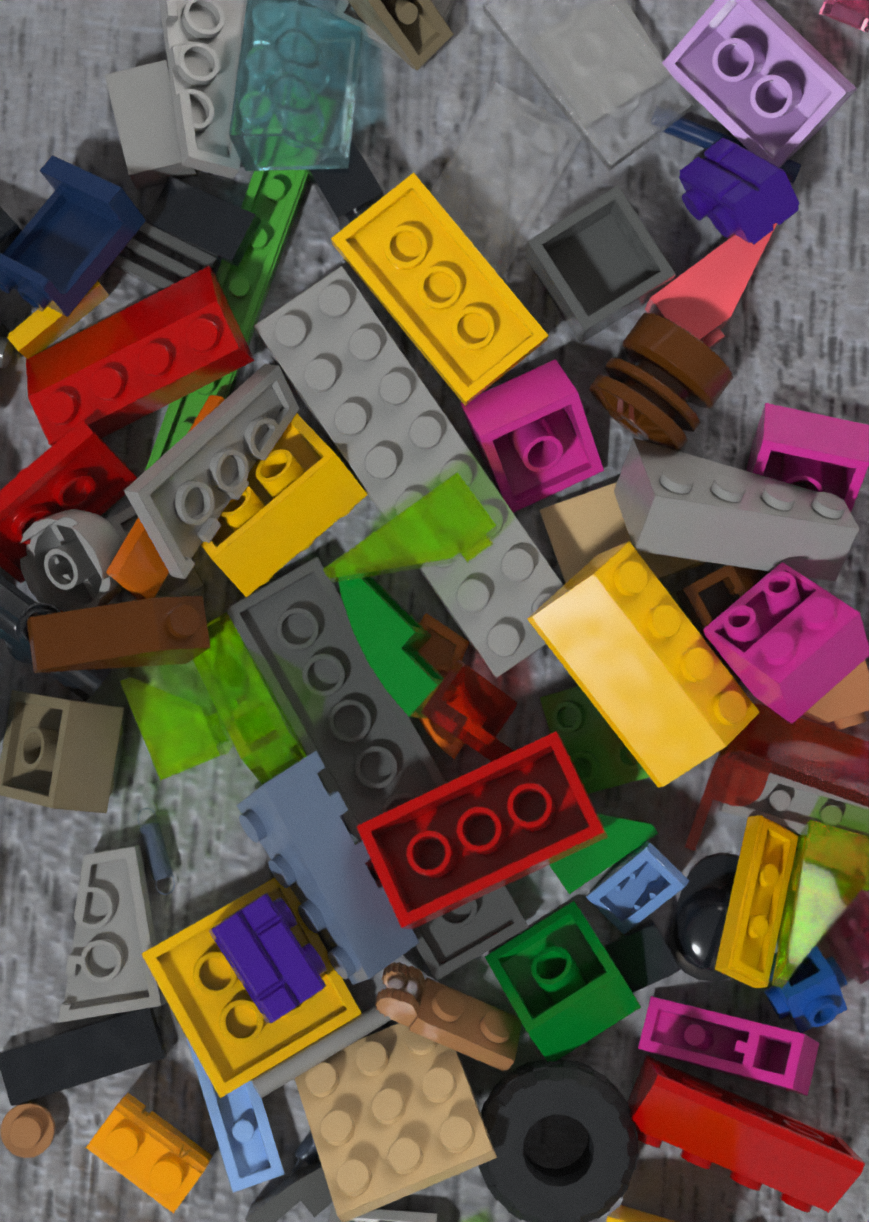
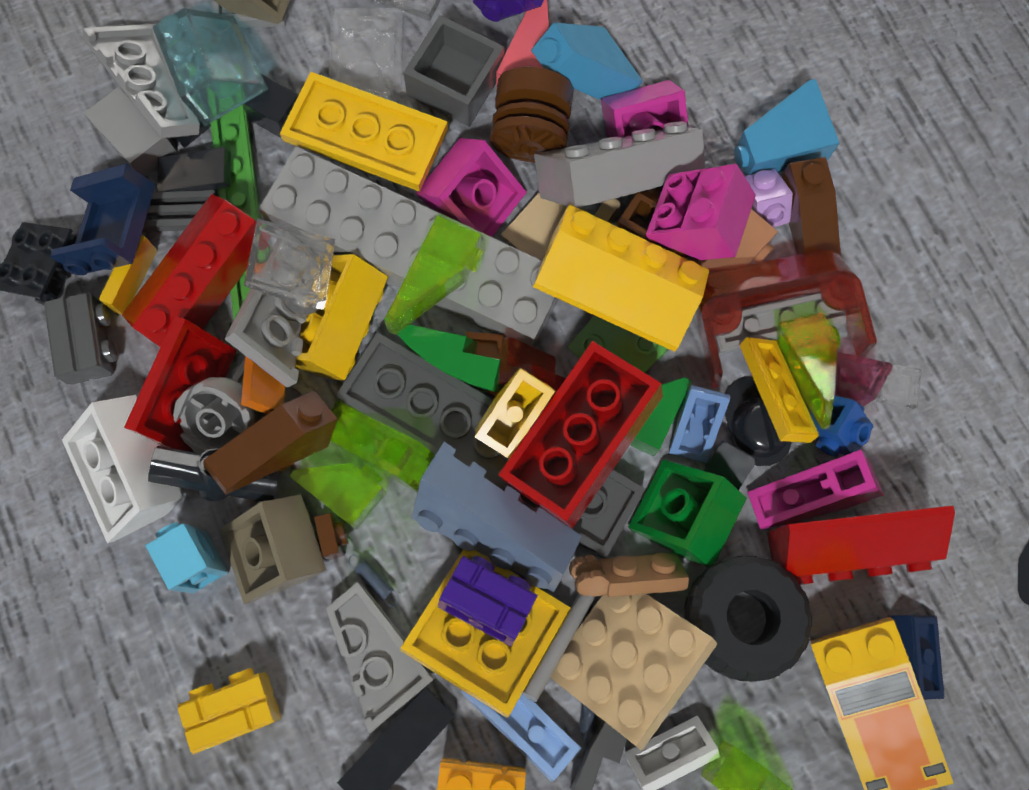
camera: 40 degrees left, 10 degrees down
(133, 775) = (331, 536): none -> reddish brown plate
(251, 431) = (290, 266): none -> clear slope
(413, 761) = (513, 412): none -> yellow slope
(775, 347) = (586, 59): none -> dark azure slope

